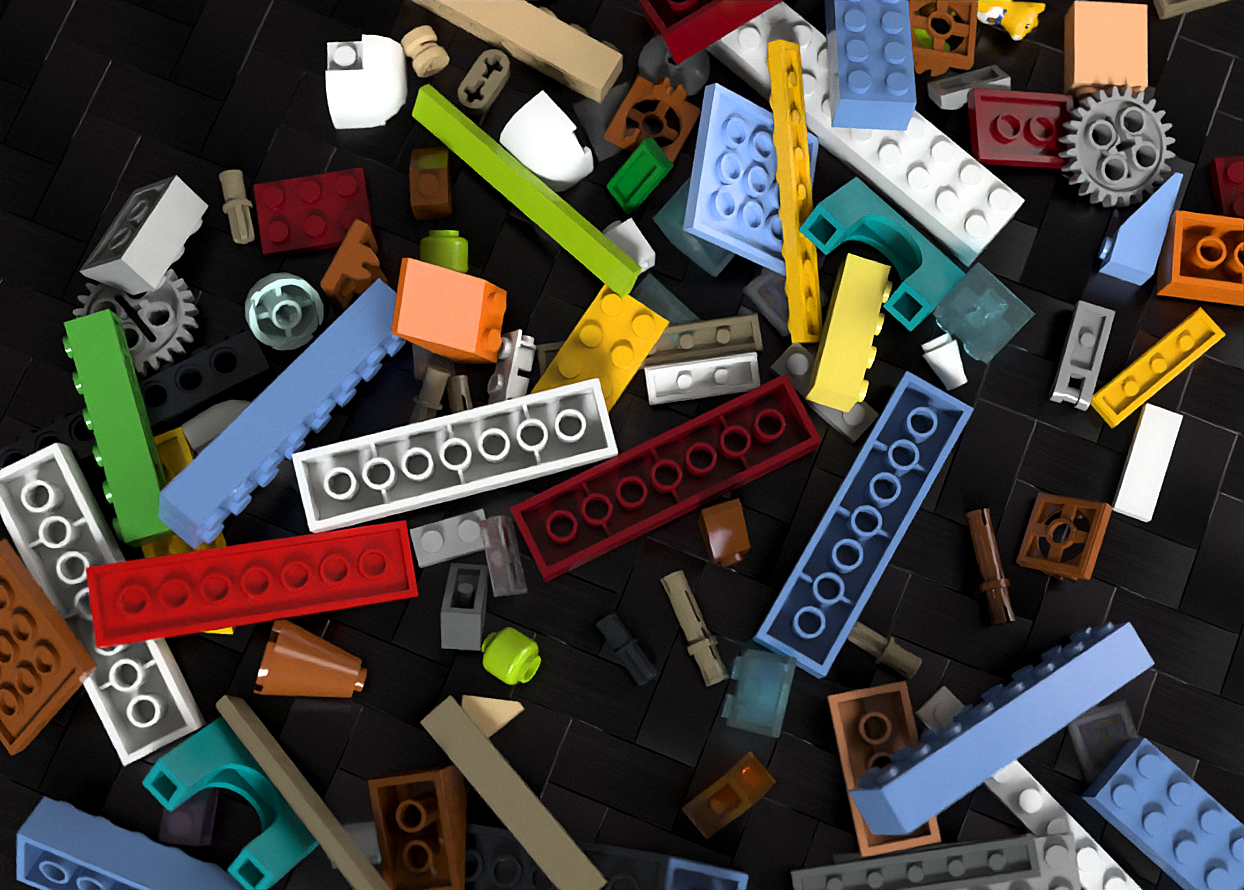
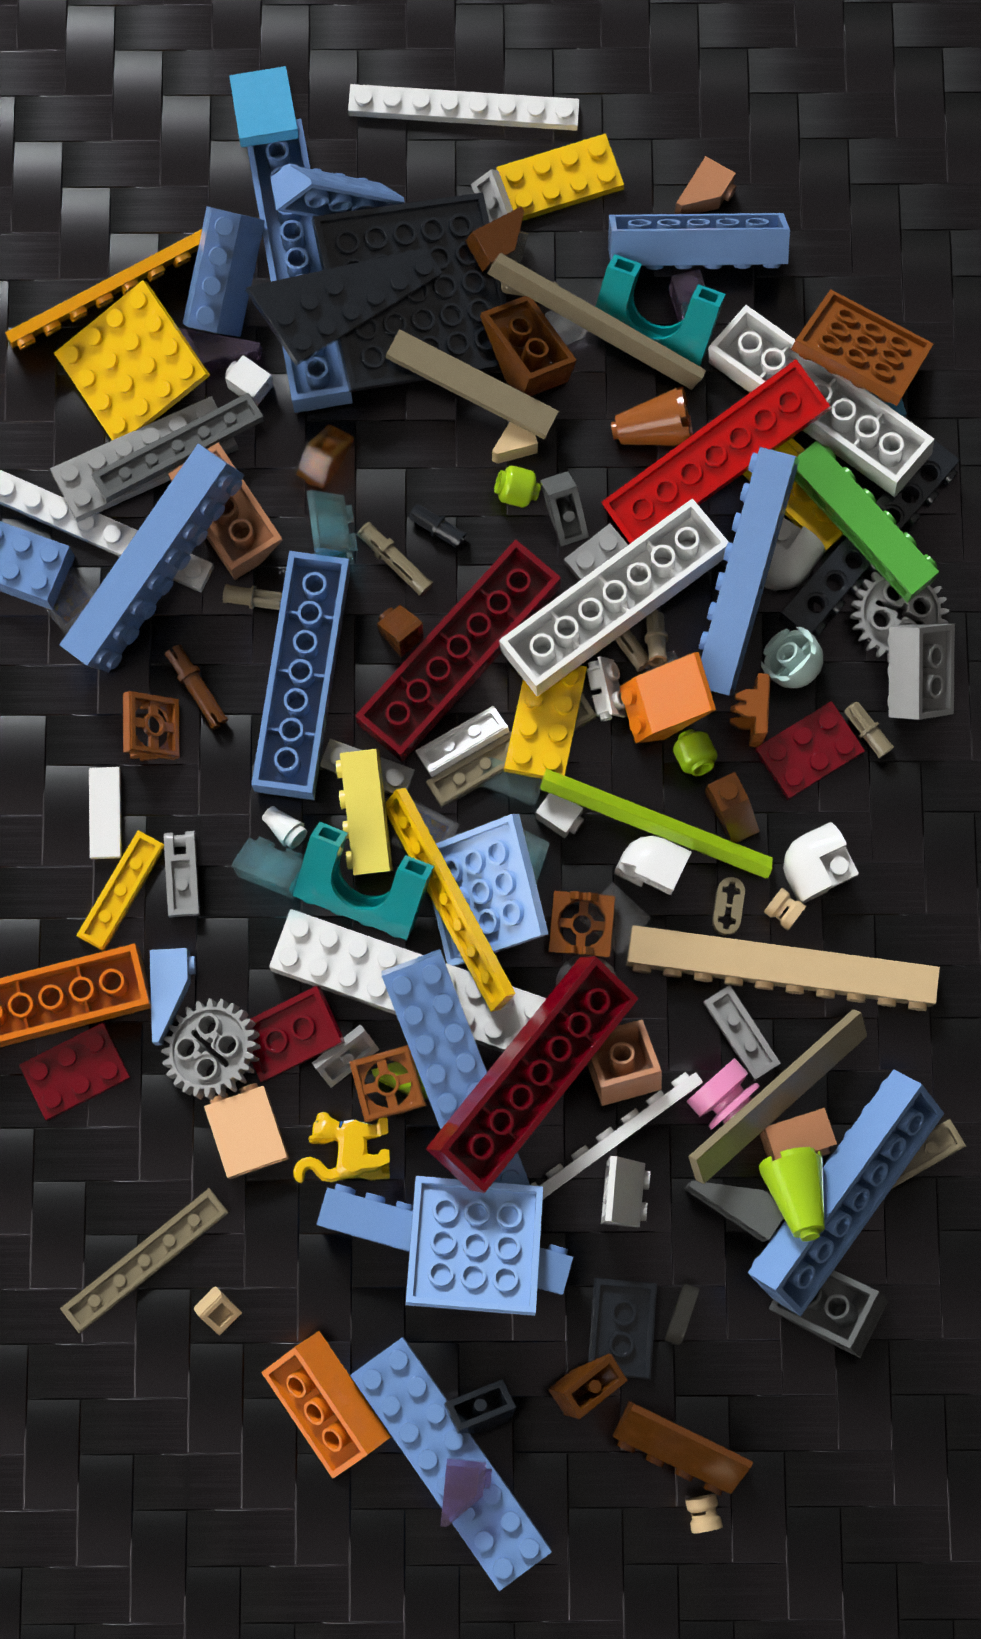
camera: 160 degrees right, 0 degrees up
(503, 556) = (552, 551): clear slope -> none
(639, 175) = (573, 869): green tile -> none

